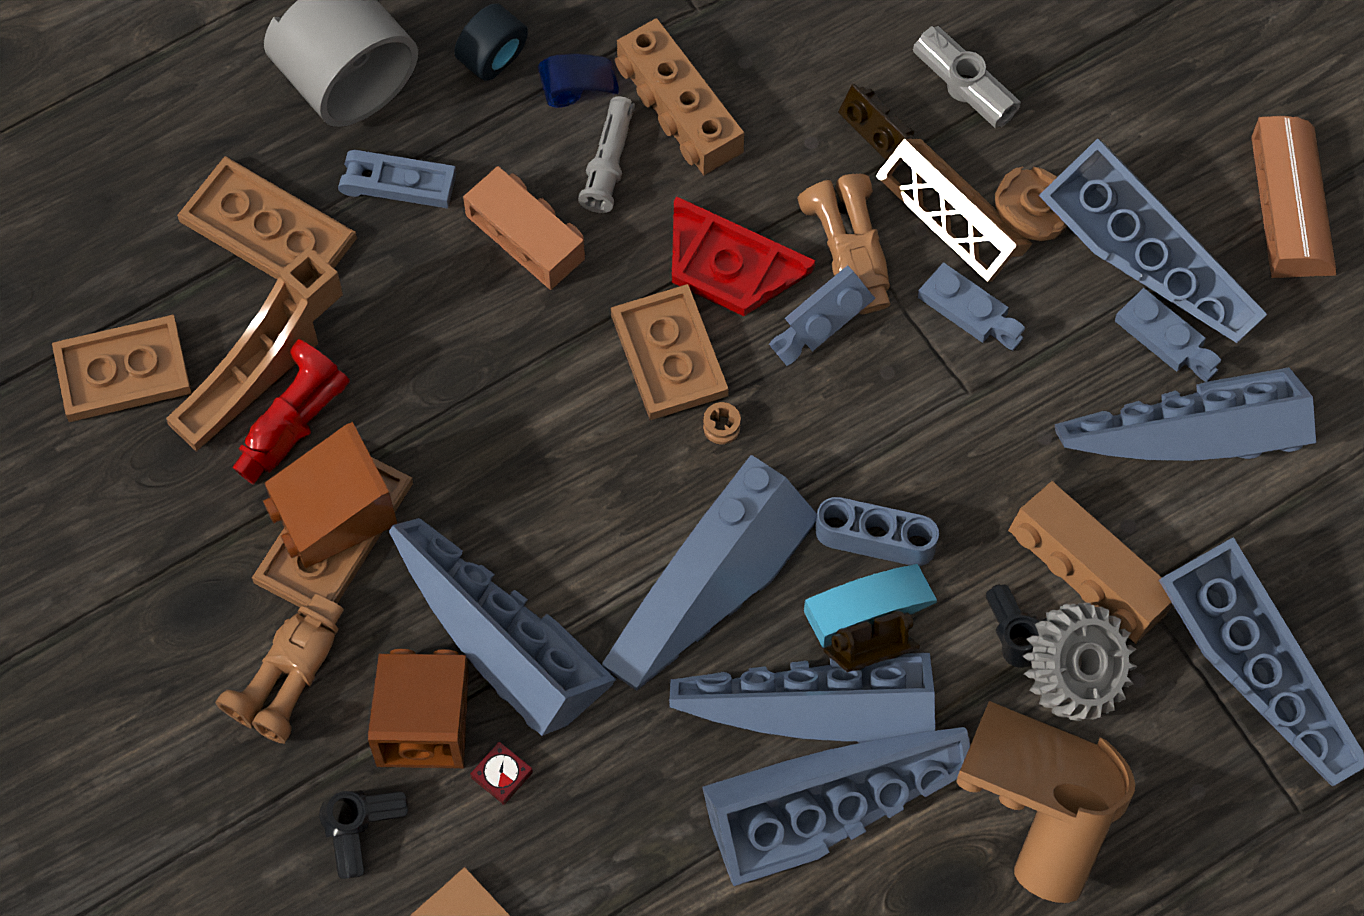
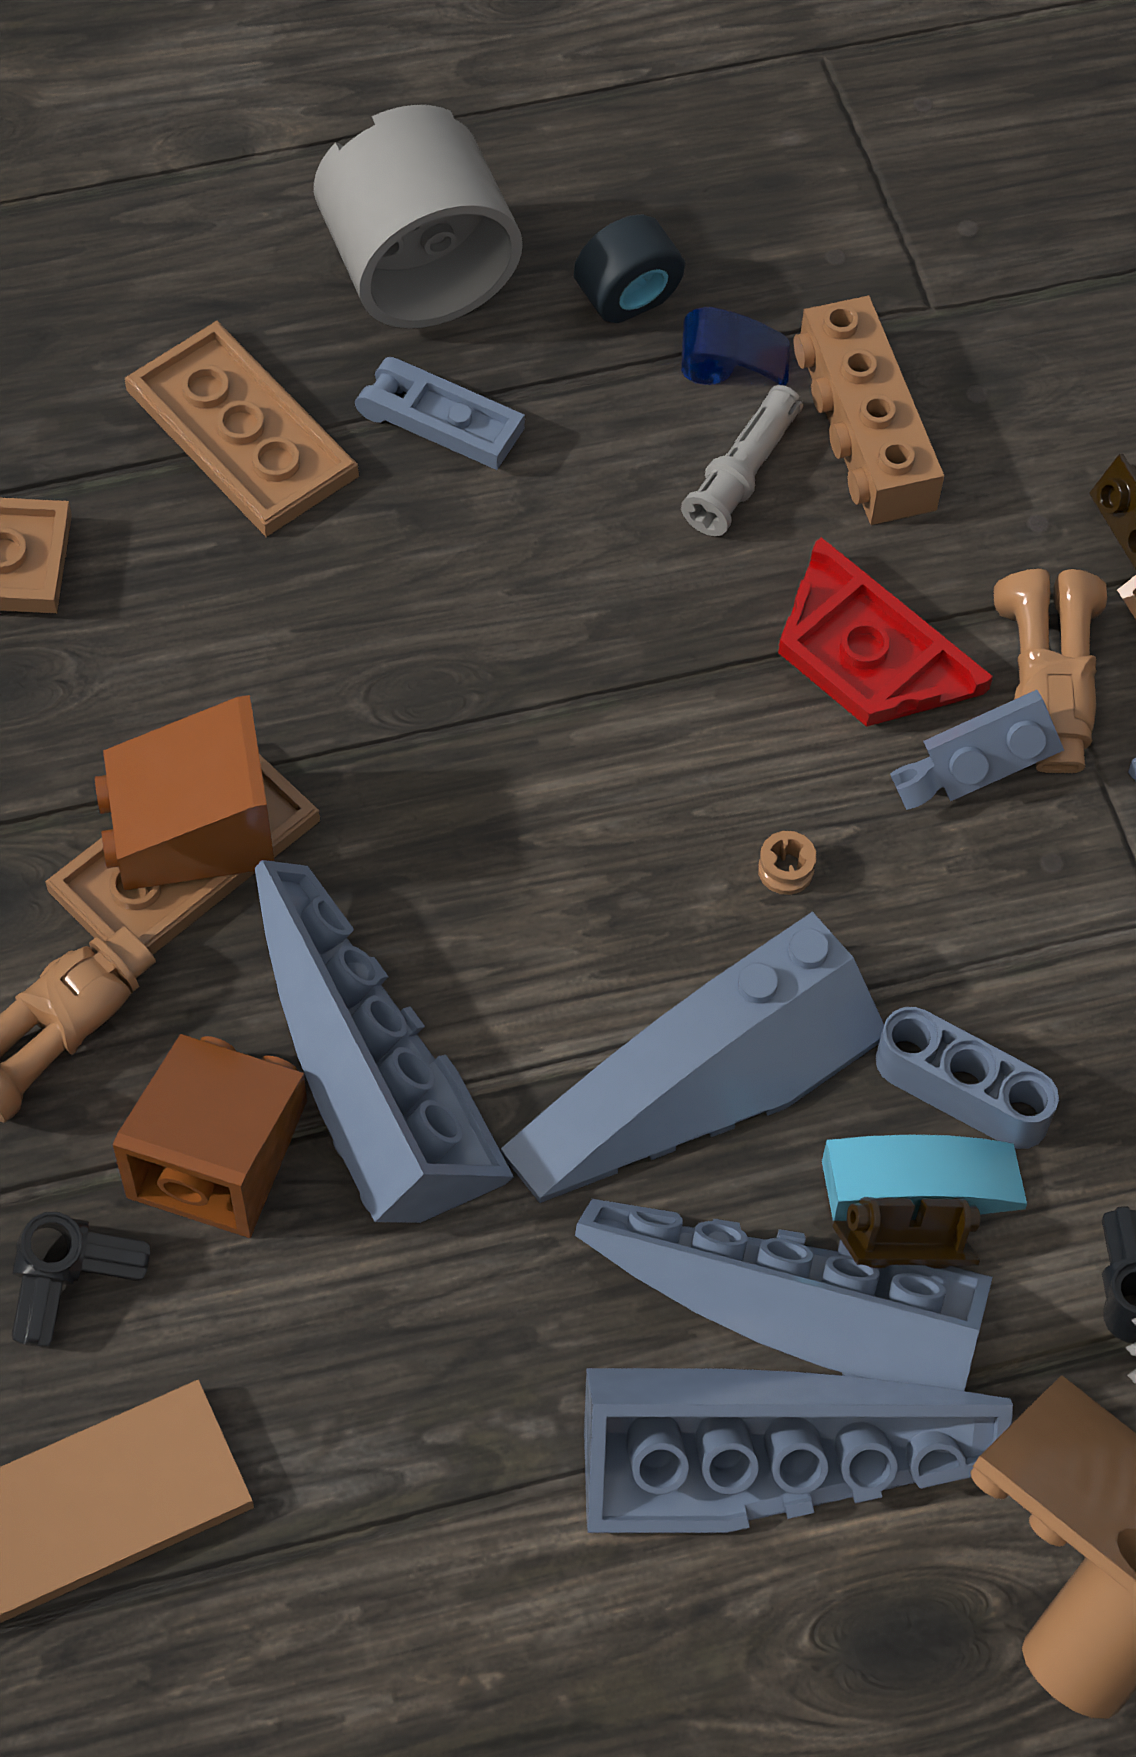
camera: 15 degrees right, 5 degrees down
(263, 352) = (177, 580): medium nougat arch -> none
(288, 416) = (160, 688): red piece -> none
(501, 773) = (301, 1261): tile -> none
(525, 227) = (594, 521): nougat brick -> none
(669, 352) = (743, 744): medium nougat plate -> none

